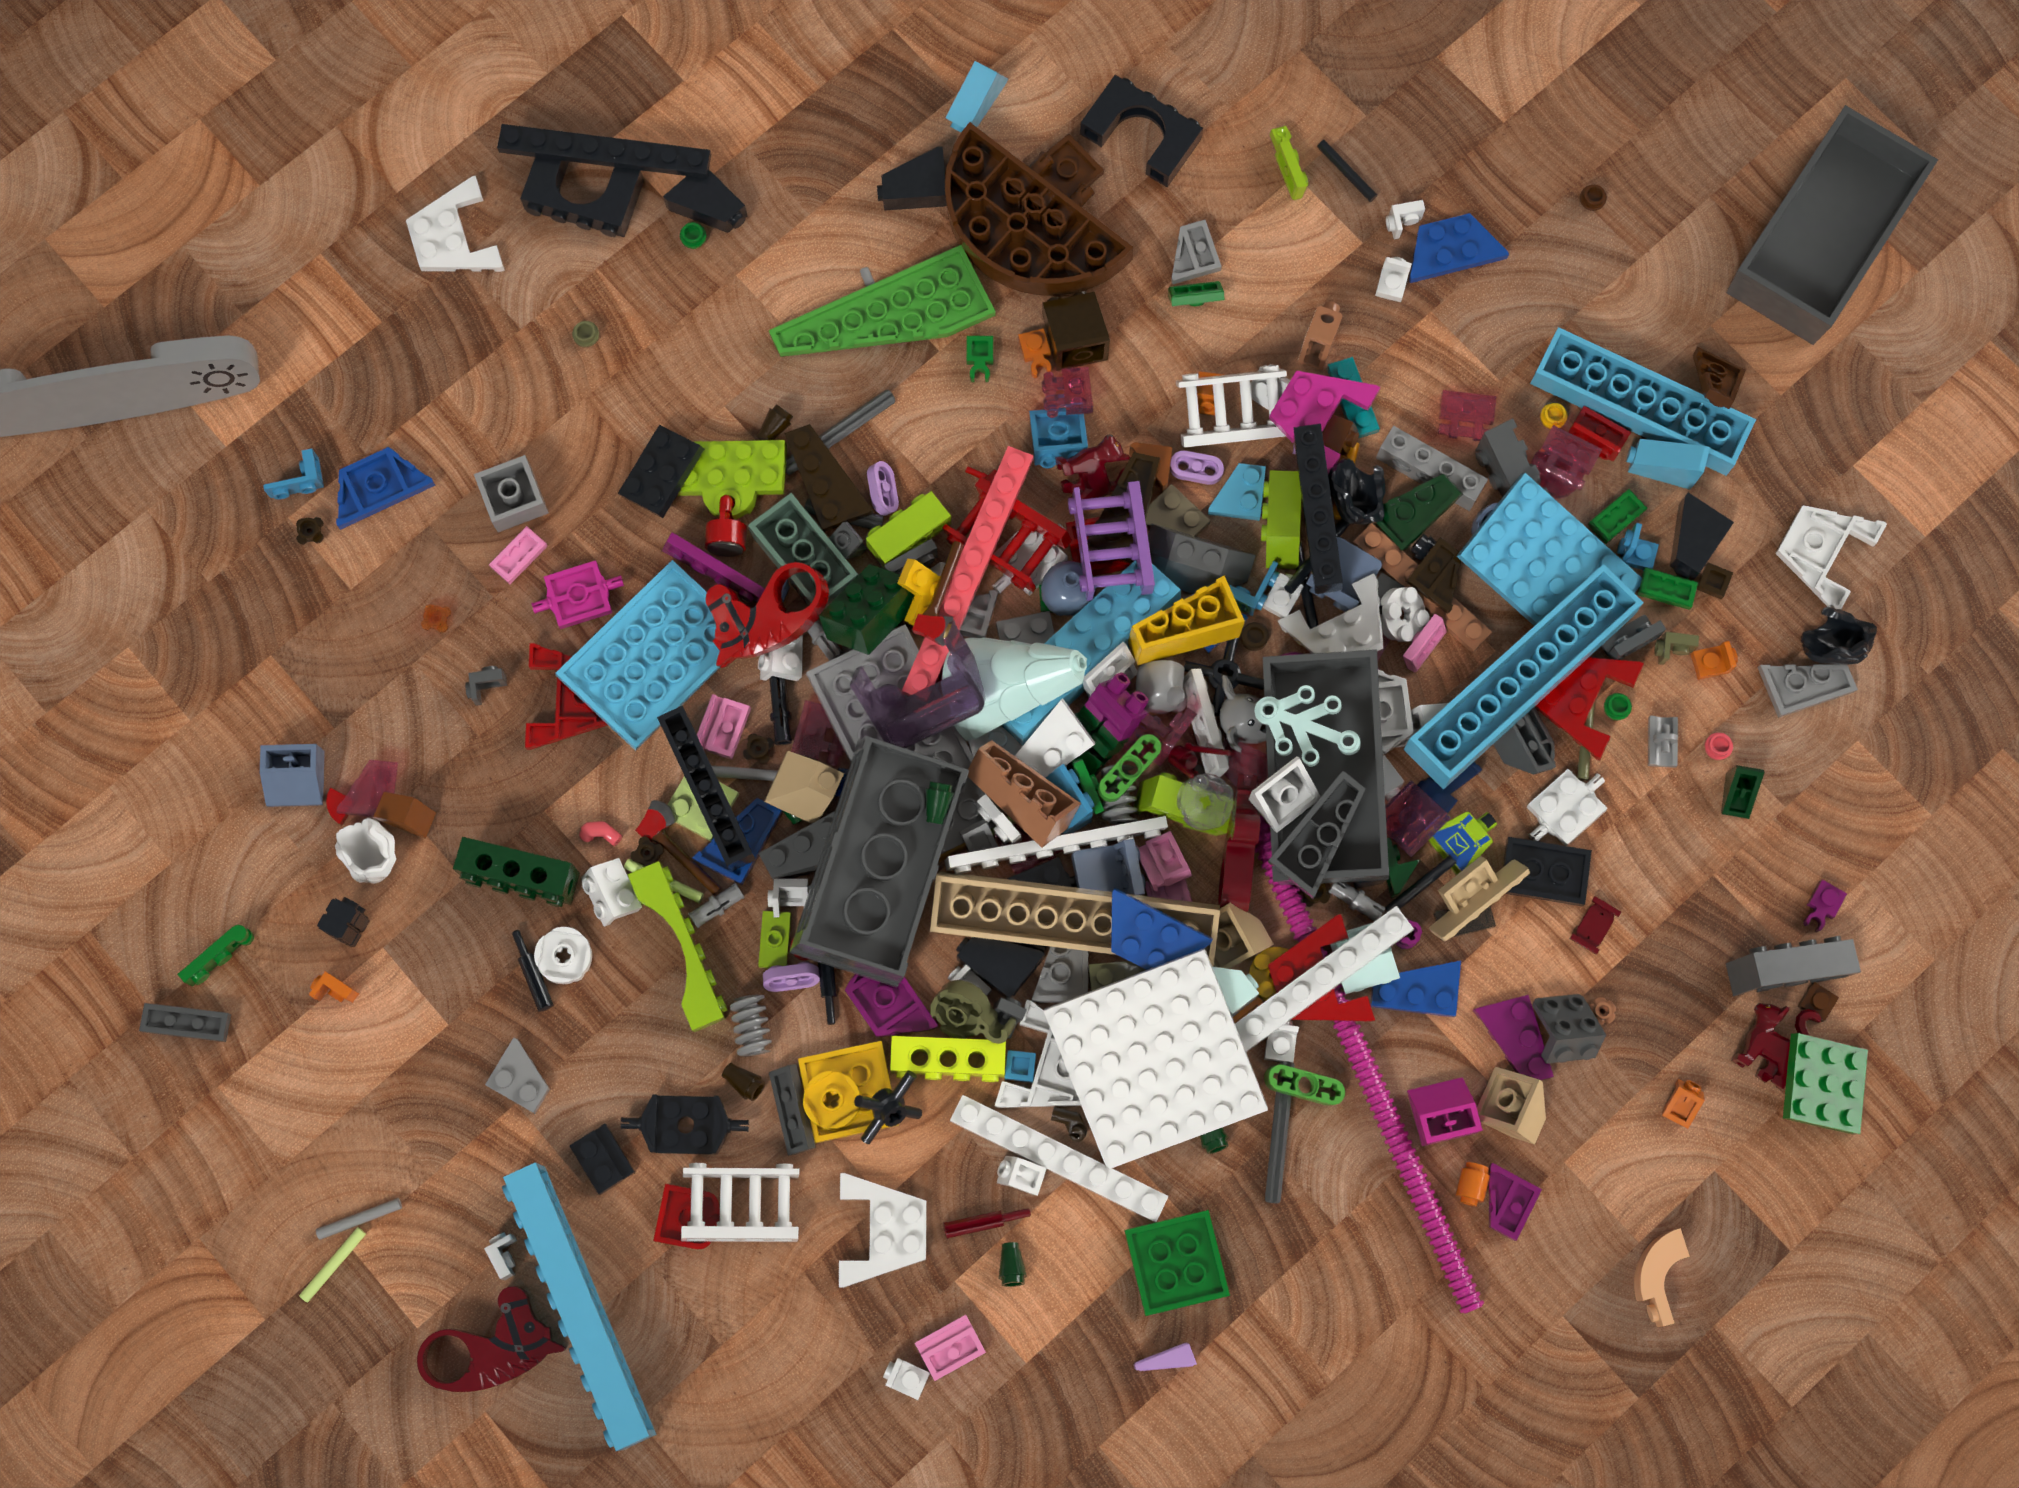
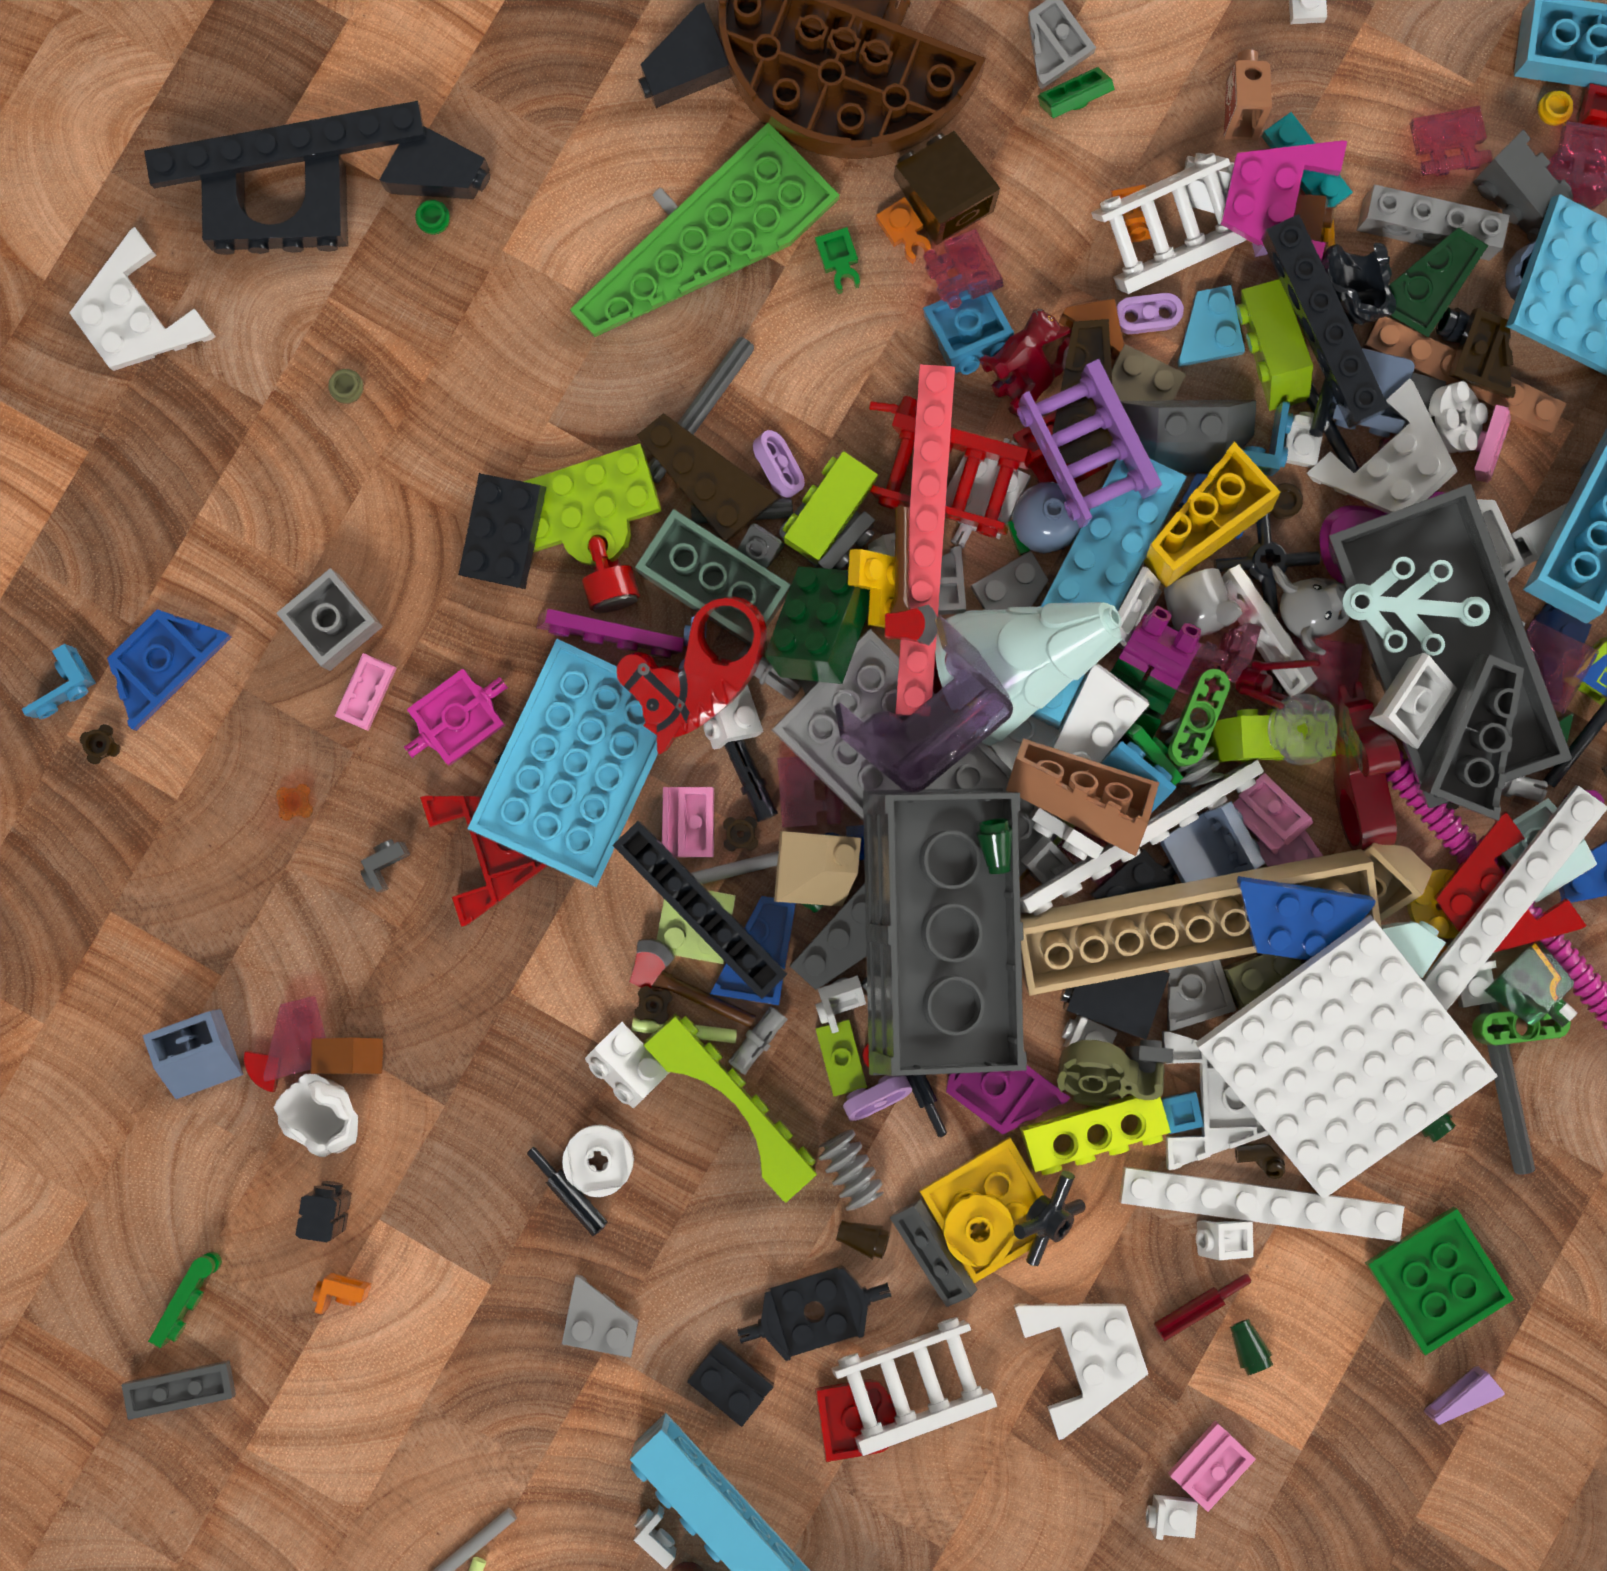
camera: 20 degrees left, 10 degrees up
(476, 856) = (454, 1099): dark green brick -> none
(599, 829) = (585, 995): coral arm -> none
(774, 424) = (618, 425): dark brown cone -> none
(1321, 1055) = (1534, 987): none -> clear green torso

